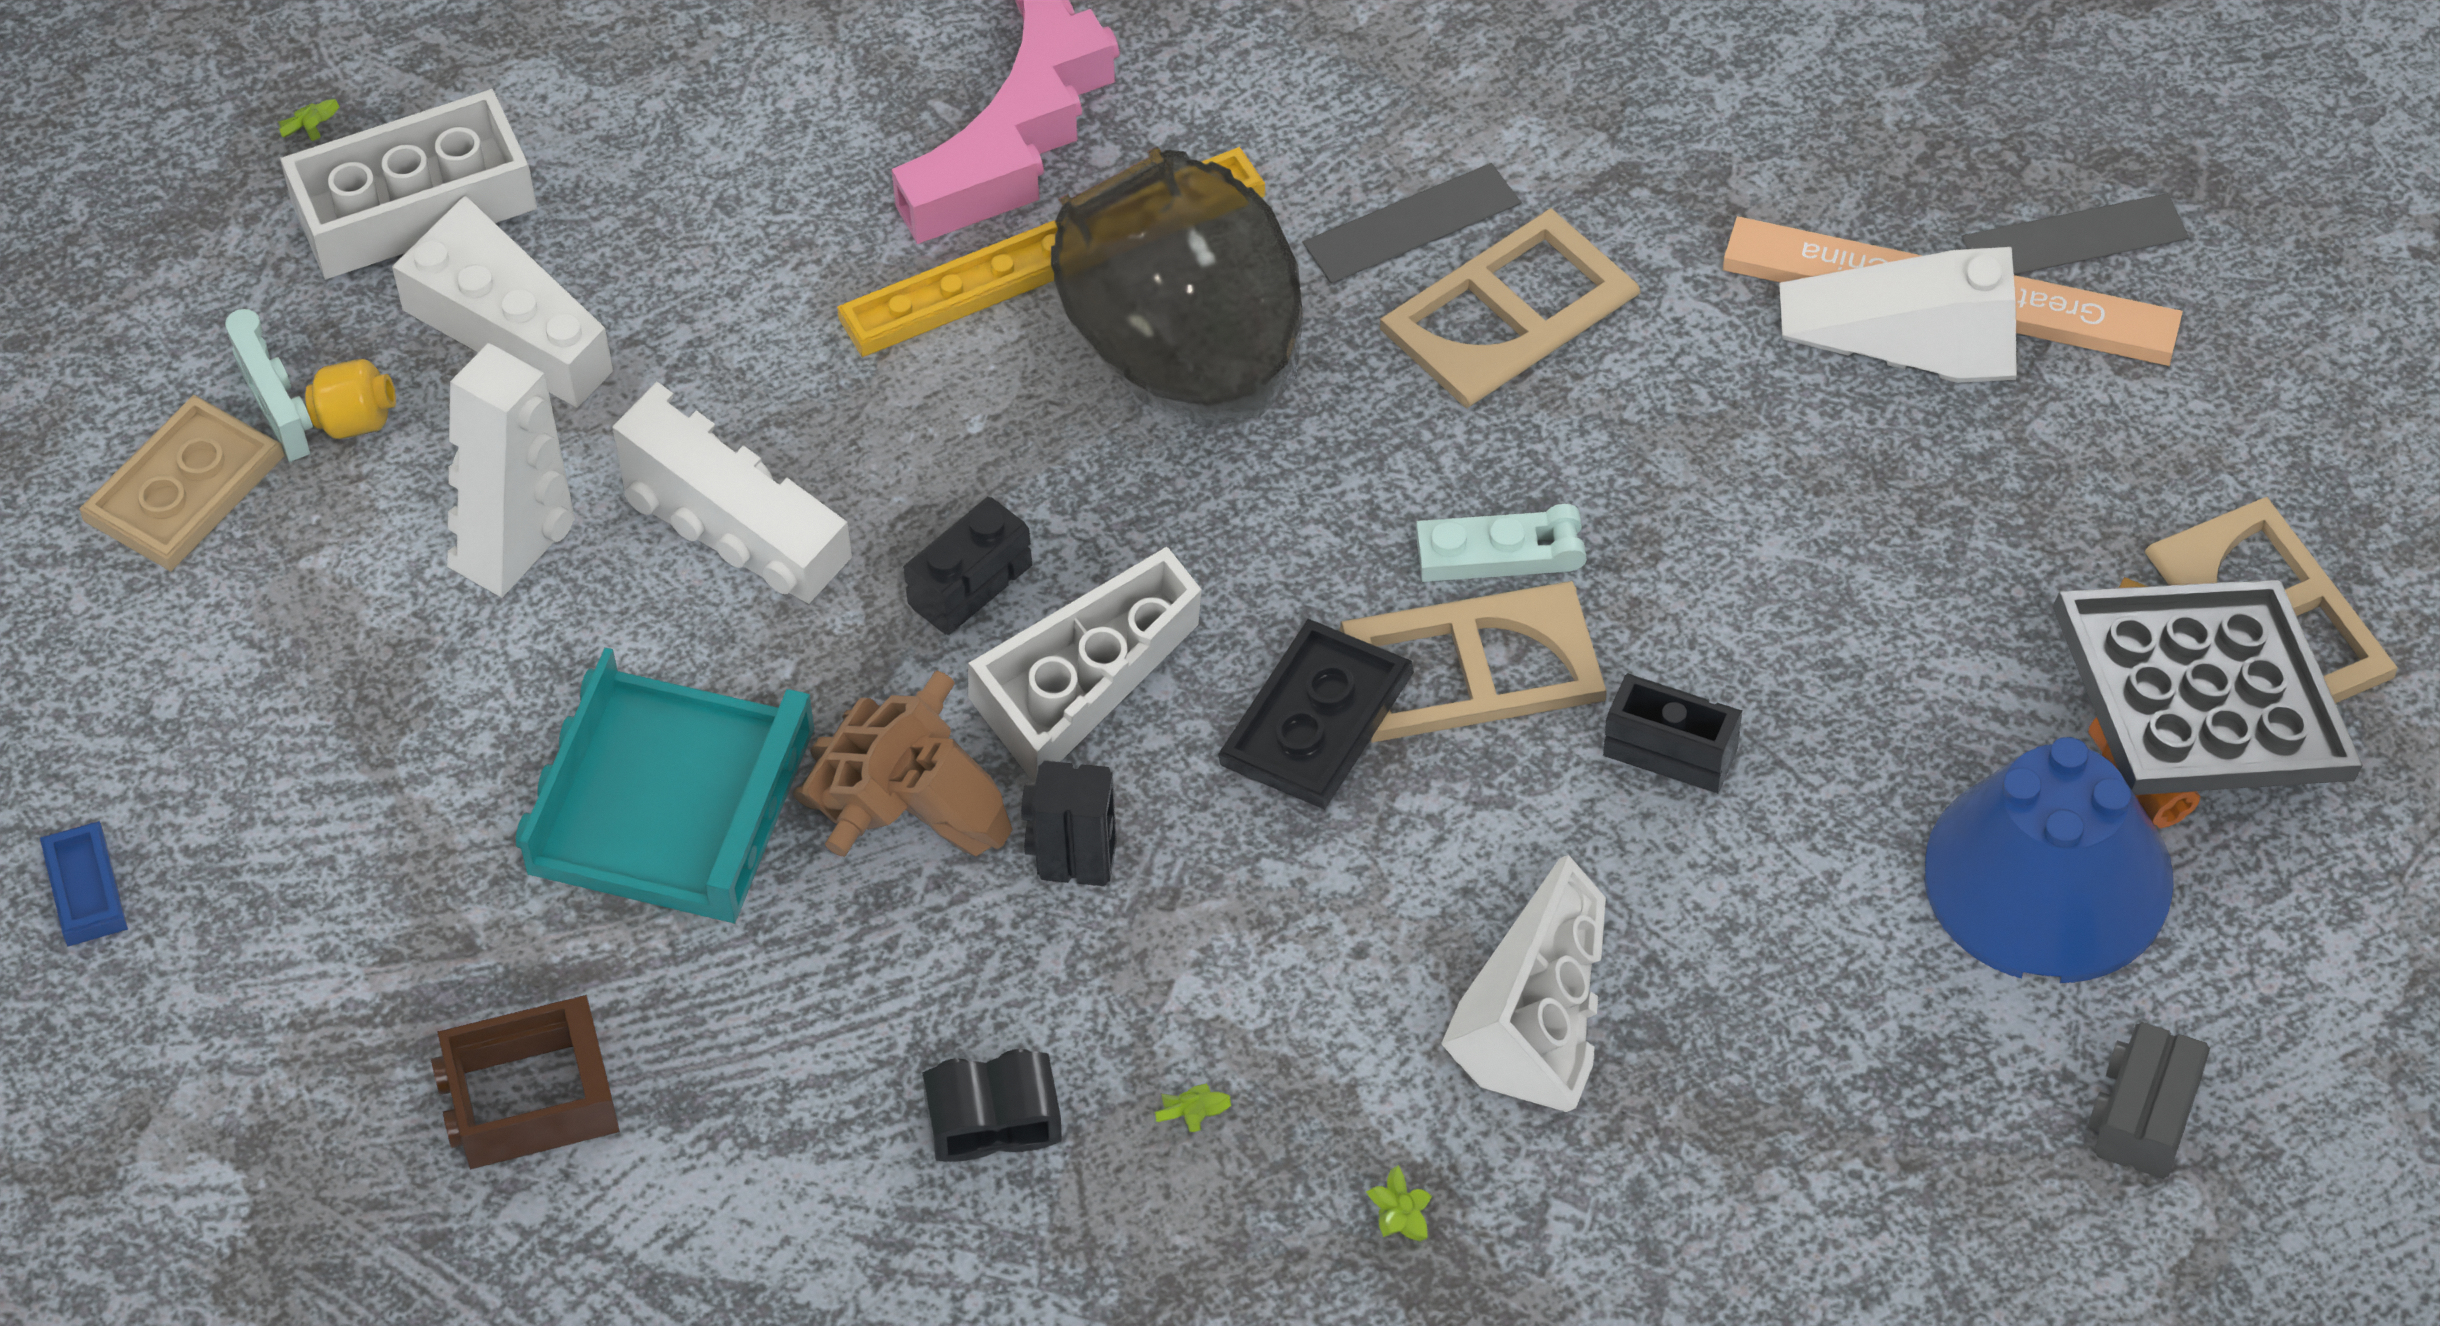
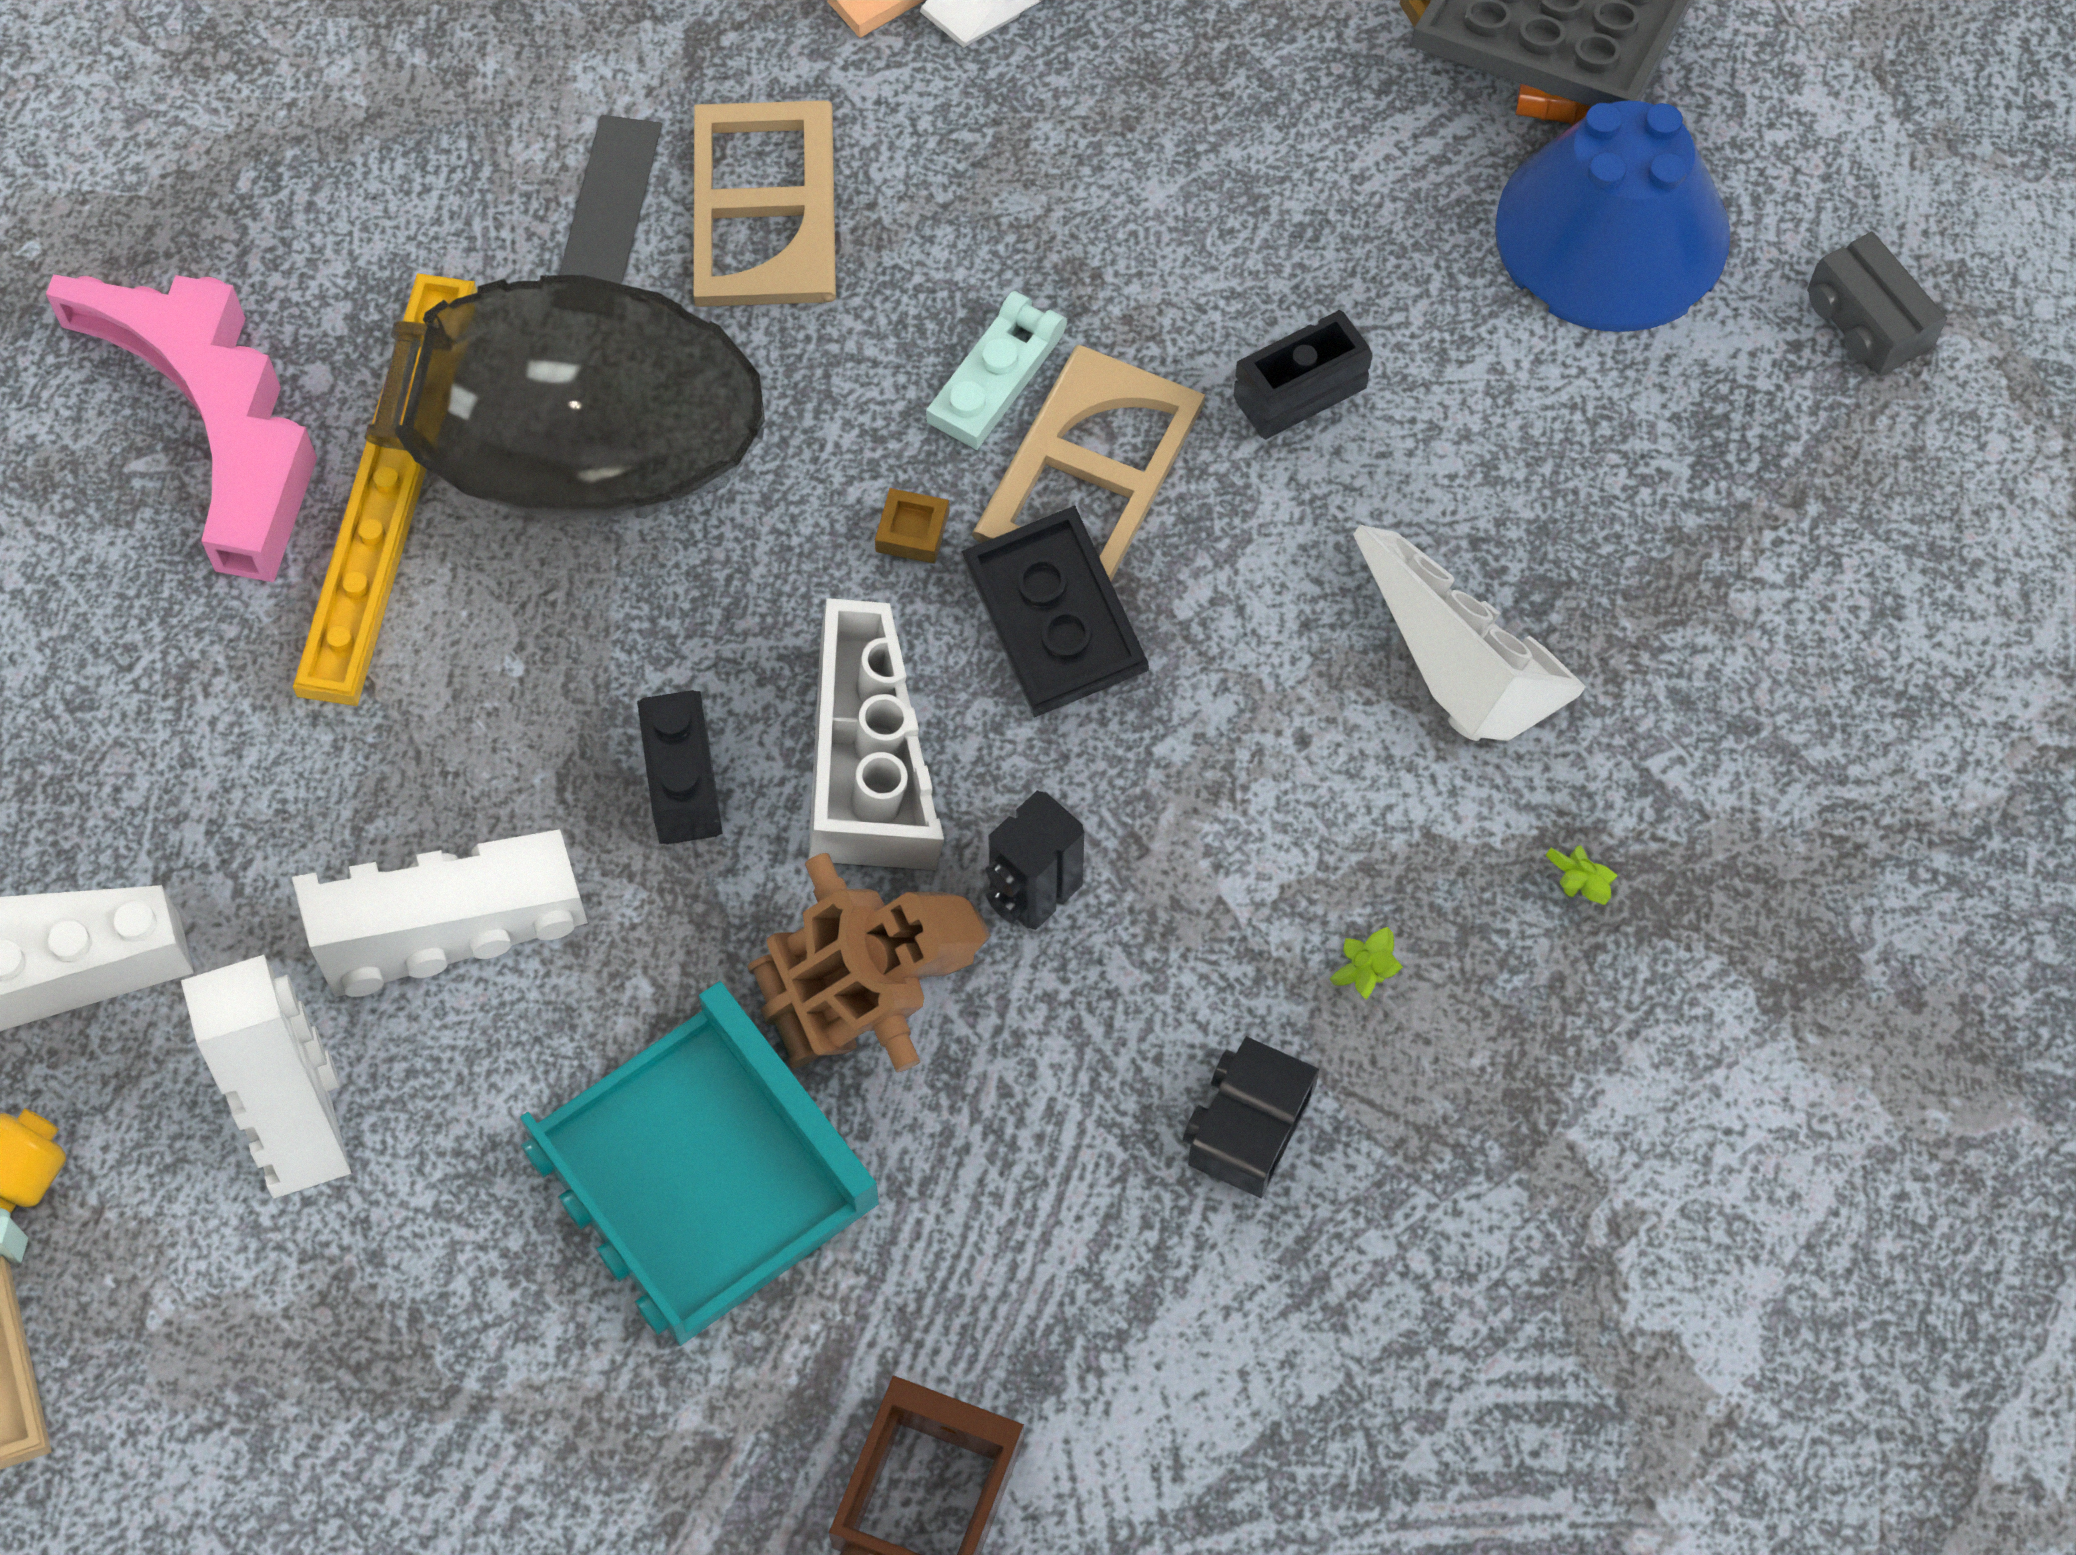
camera: 55 degrees left, 10 degrees up
(1306, 577) = (912, 525): none -> pearl gold plate

